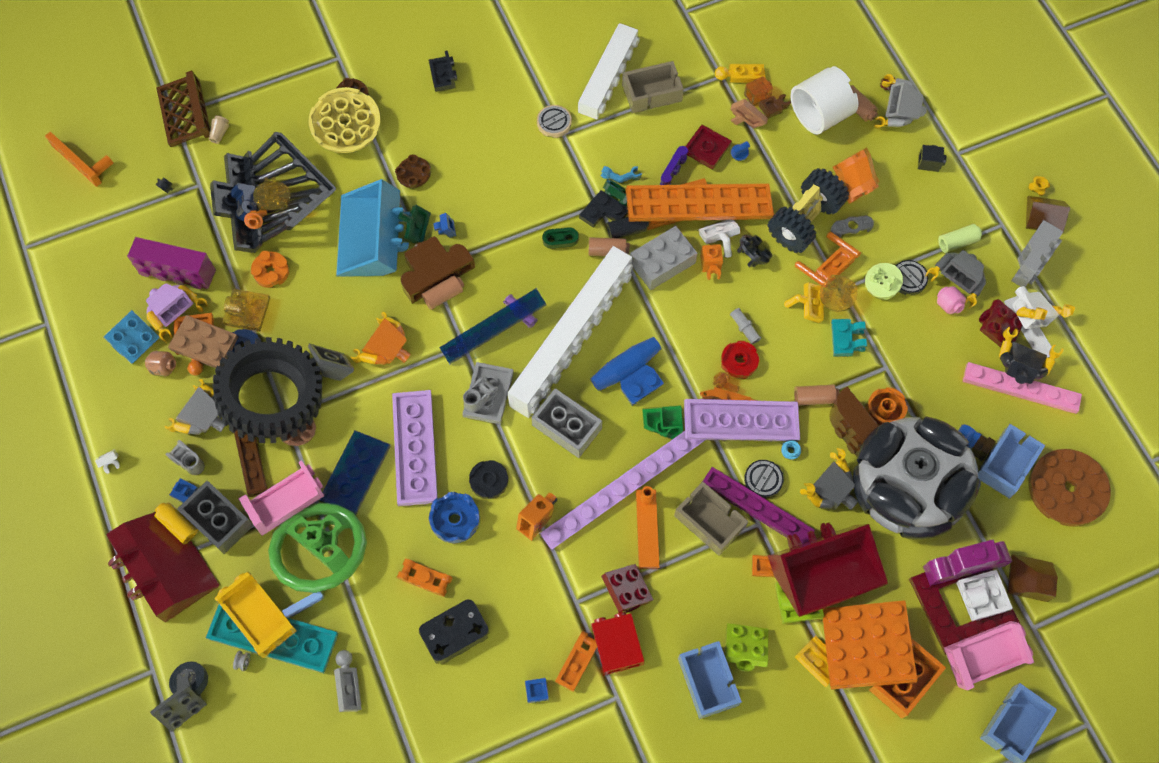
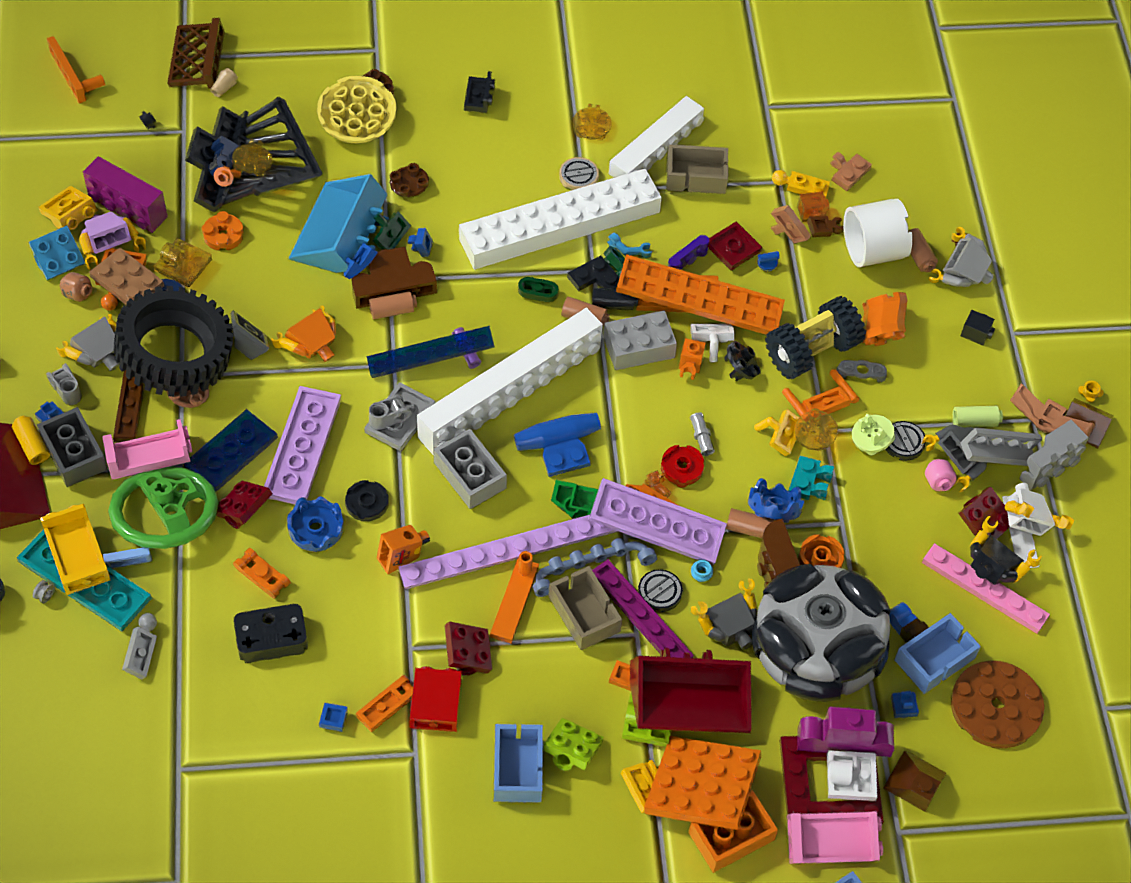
camera: 15 degrees right, 10 degrees down
(125, 291) = (69, 208): none -> yellow plate
(385, 519) = (242, 503): none -> dark red plate
(401, 261) = (360, 260): none -> blue slope
(547, 71) = (591, 123): none -> clear yellow plate
(554, 168) = (559, 218): none -> white brick
(686, 474) = (598, 554): none -> sand blue bar
(775, 49) = (850, 171): none -> nougat plate
(830, 369) = (775, 502): none -> blue plate
(993, 262) = (999, 450): none -> light grey fence
(997, 513) = (904, 704): none -> blue tile
(1016, 219) = (1047, 416): none -> nougat plate

